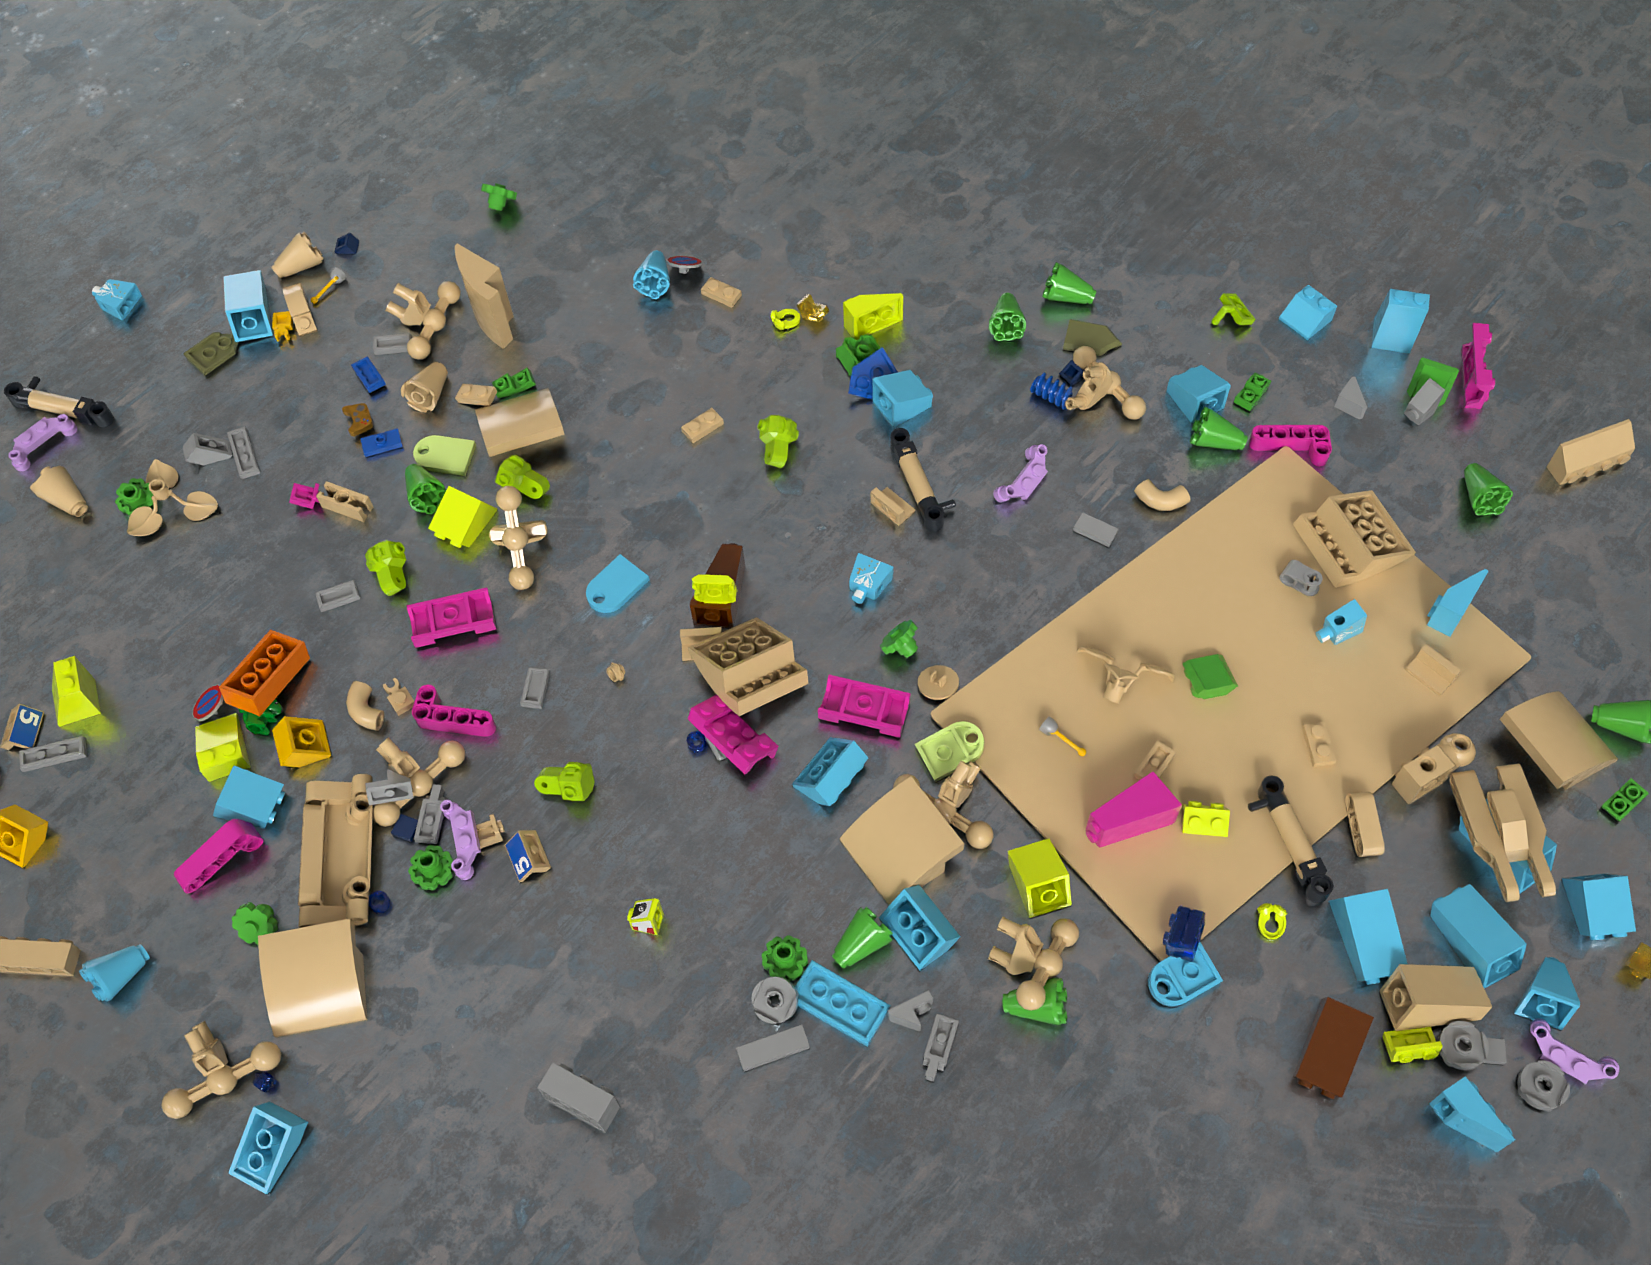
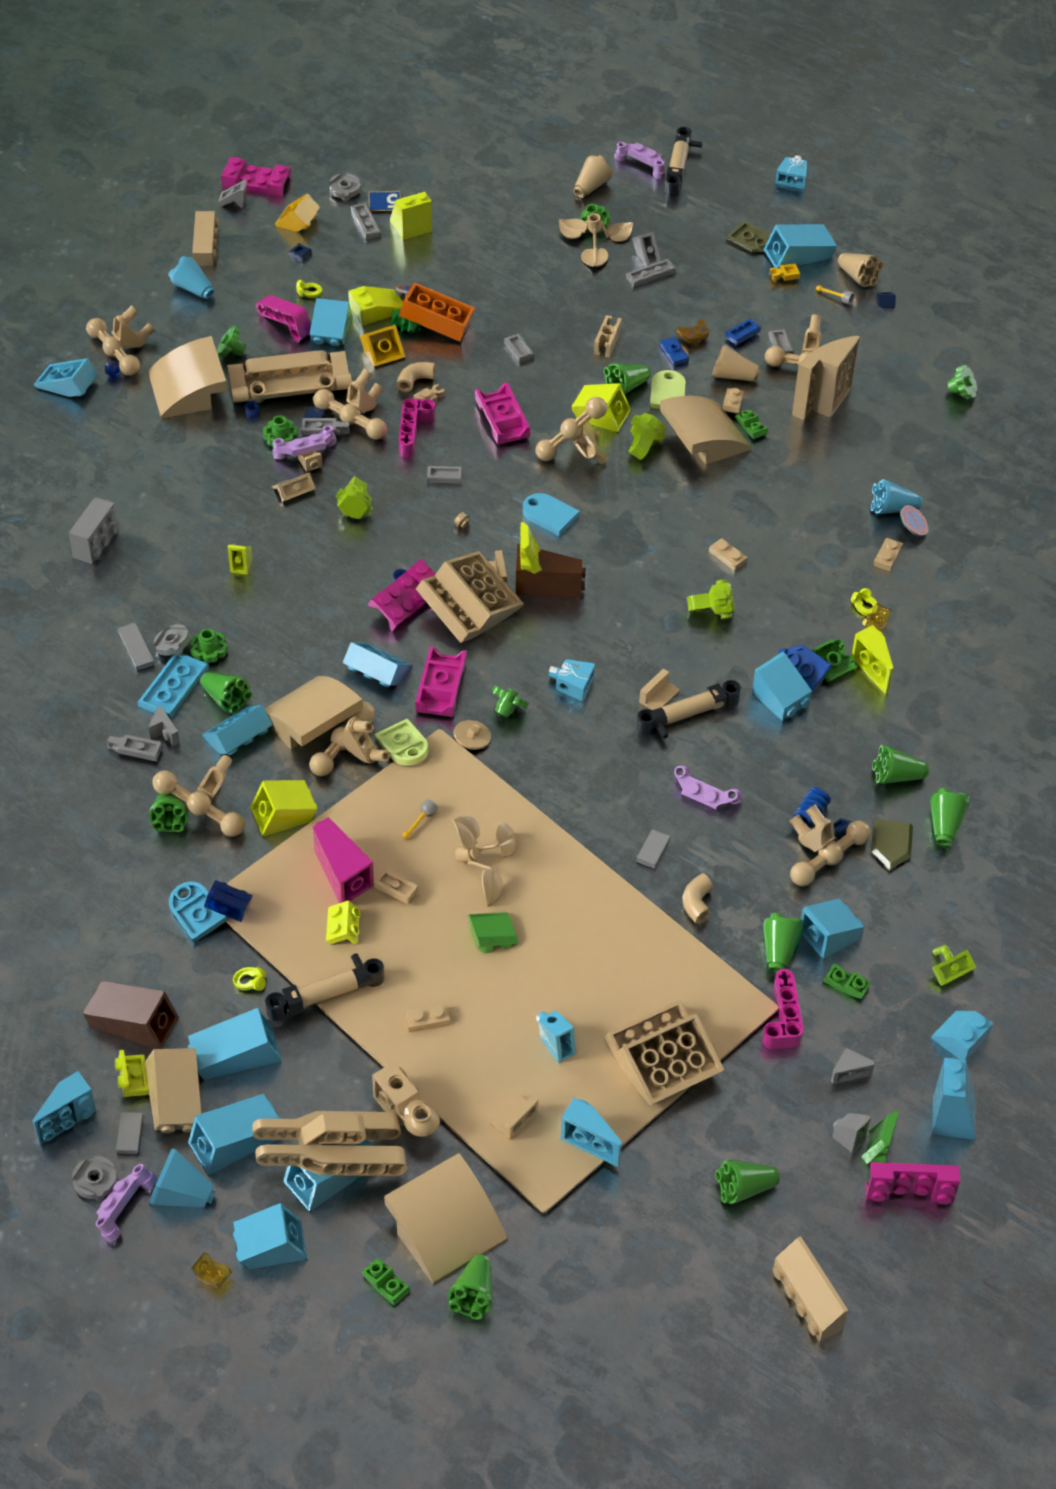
camera: 80 degrees right, 10 degrees down
(90, 836) = (300, 252): none -> dark blue tile
(159, 833) = (301, 286): none -> neon yellow piece
(299, 309) = (803, 273): tan arch -> none
(304, 495) = (611, 308): dark pink bracket -> none
(387, 561) = (549, 365): lime piece -> none
(394, 789) = (336, 392): light grey slope -> none
(1300, 577) = (610, 1007): light grey piece -> none
(1364, 824) = (344, 1048): tan beam -> none
(1453, 1055) = (132, 1121): light grey plate -> none

